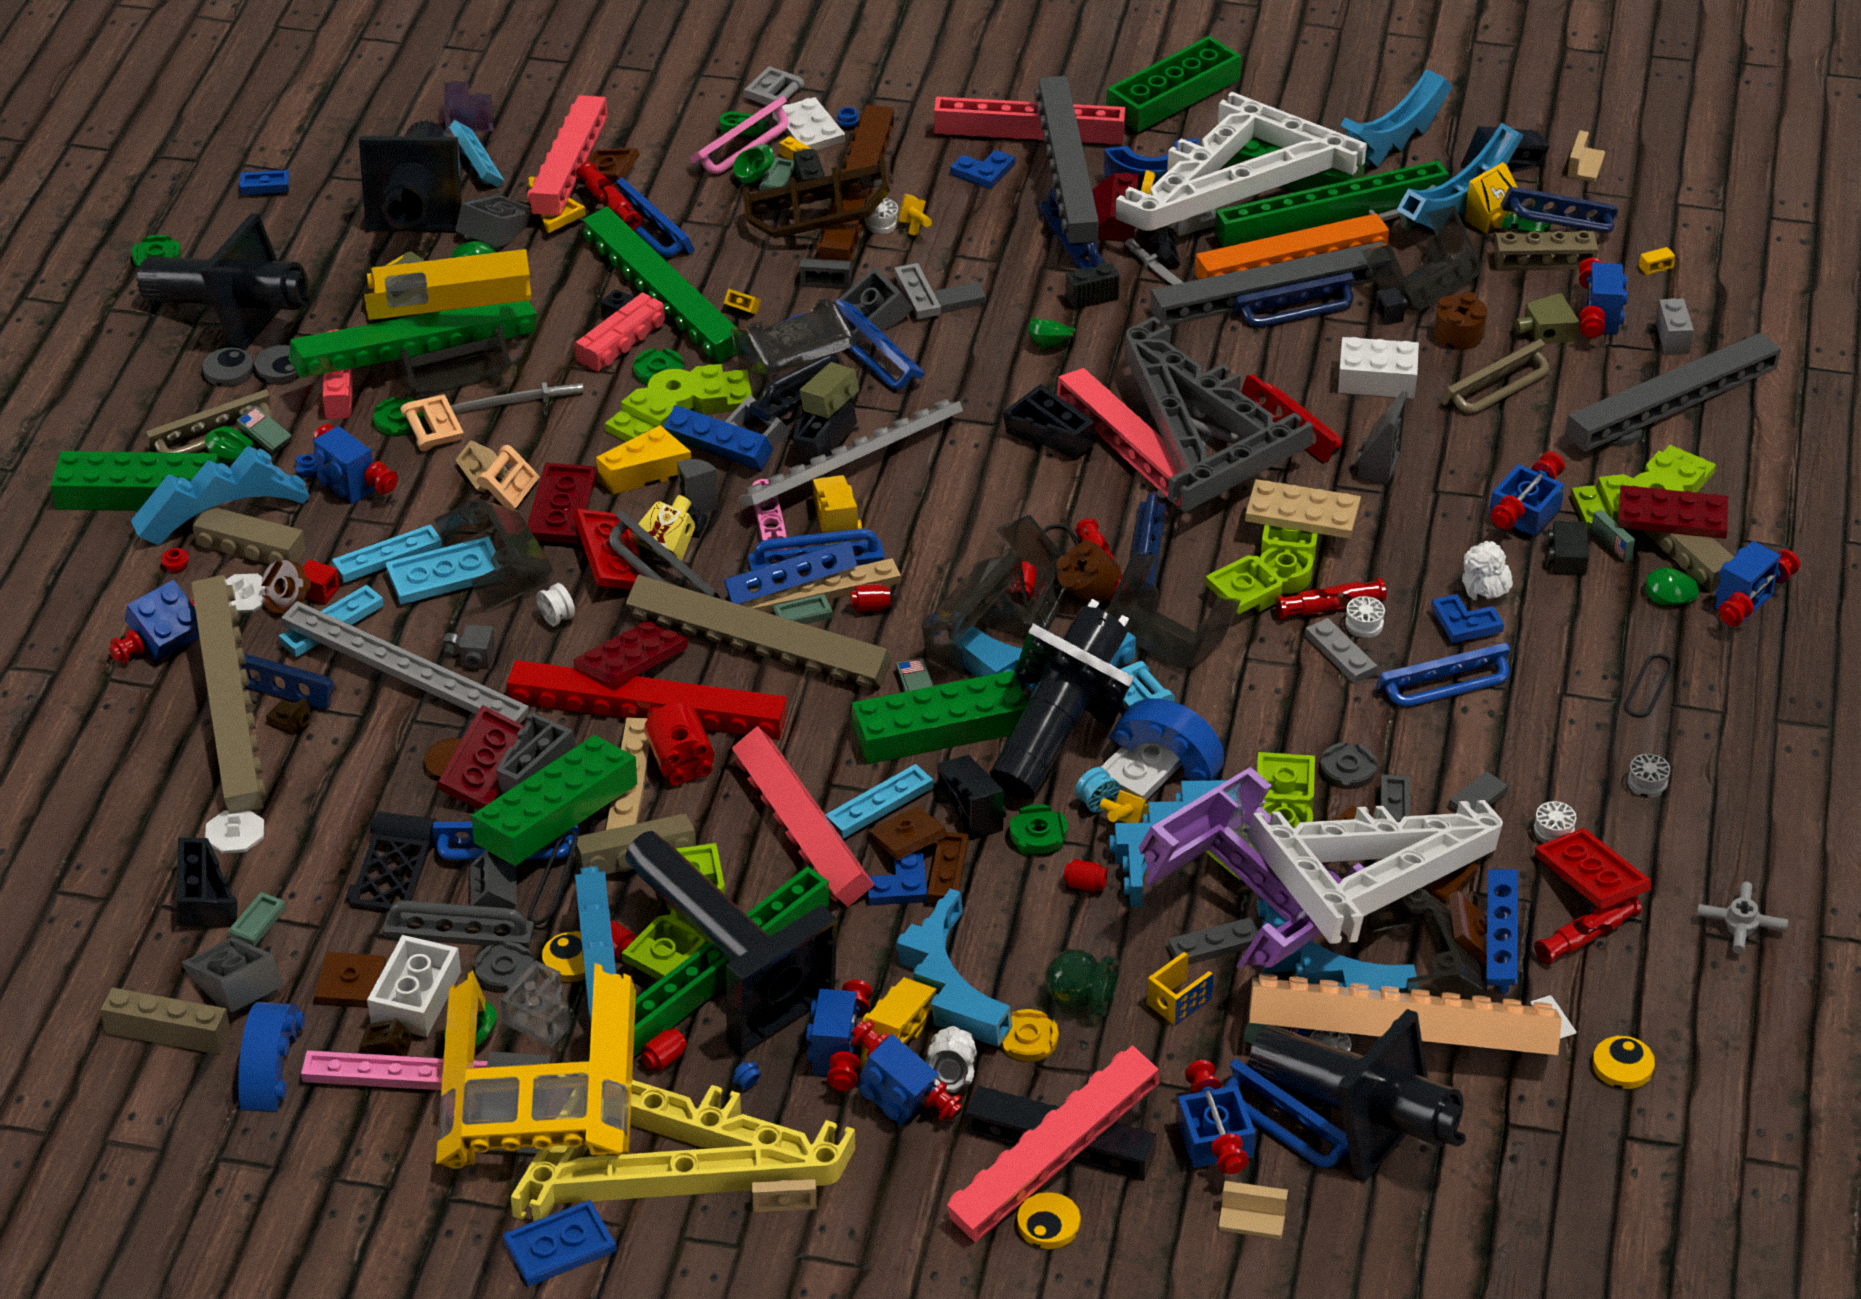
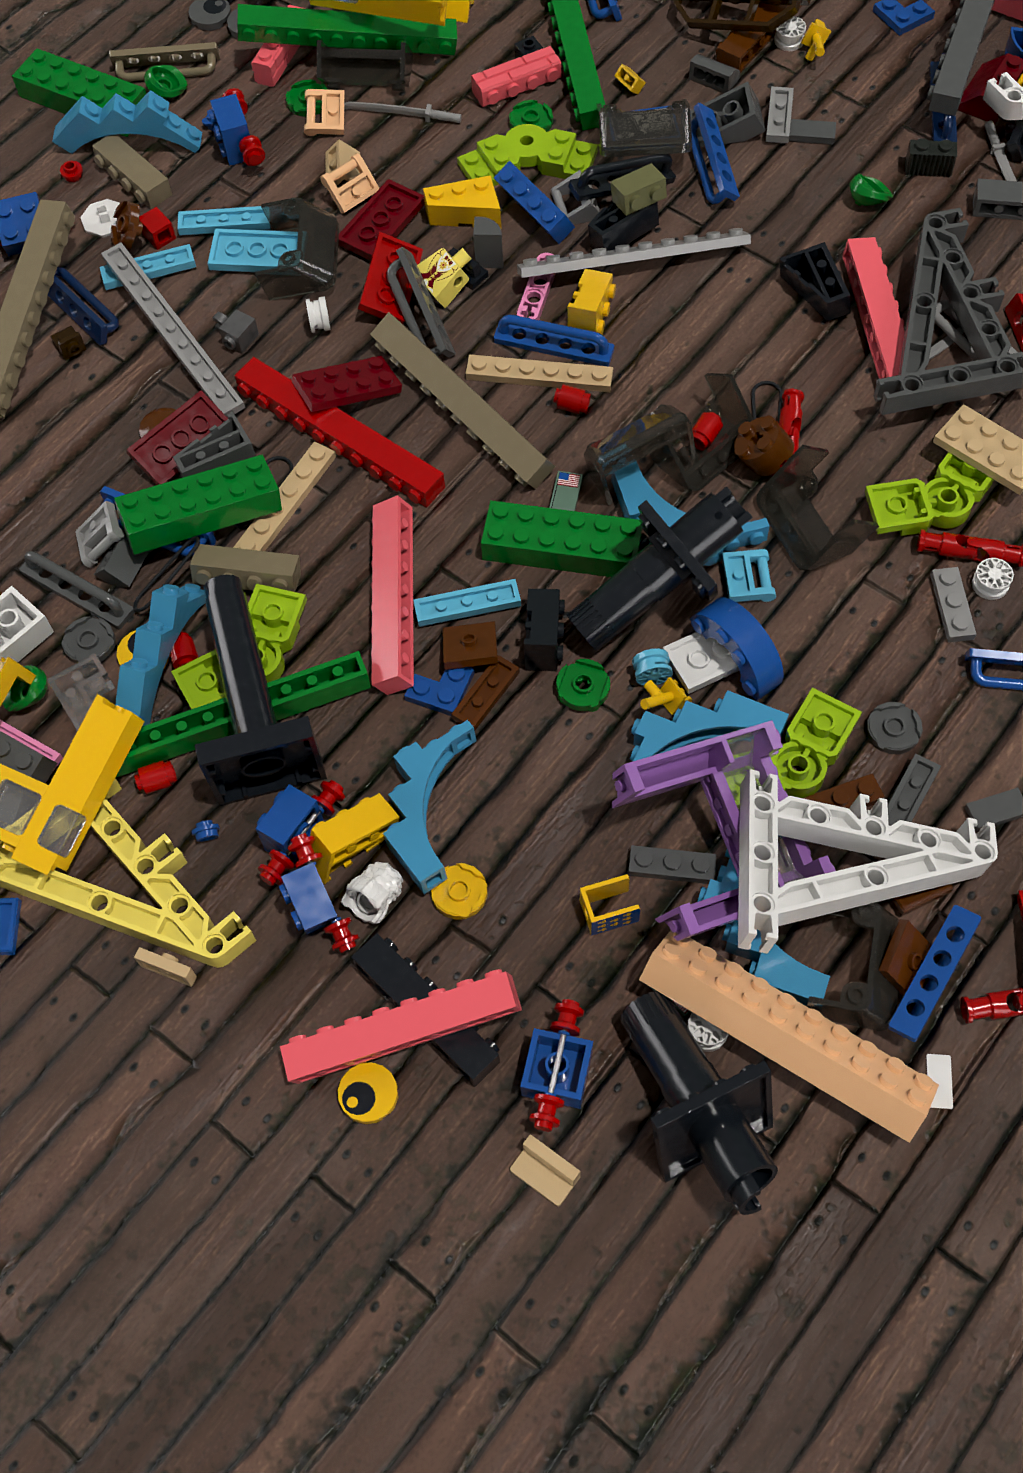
camera: 30 degrees right, 20 degrees up
(264, 430) = (199, 77): sand green tile -> none
(402, 834) = (77, 480): black piece -> none
(450, 862) = (91, 532): none -> light grey plate
(679, 743) = (332, 485): red cylinder -> none
(805, 610) = (512, 391): sand green tile -> none
(840, 554) = (565, 348): blue piece -> none
(1079, 980) = (525, 862): clear green tile -> none
(1085, 875) = (595, 750): red brick -> none
(1148, 513) = (860, 398): dark blue piece -> none
(1295, 1109) = (637, 1071): blue piece -> none
(1623, 1062) = (979, 1165): yellow tile -> none

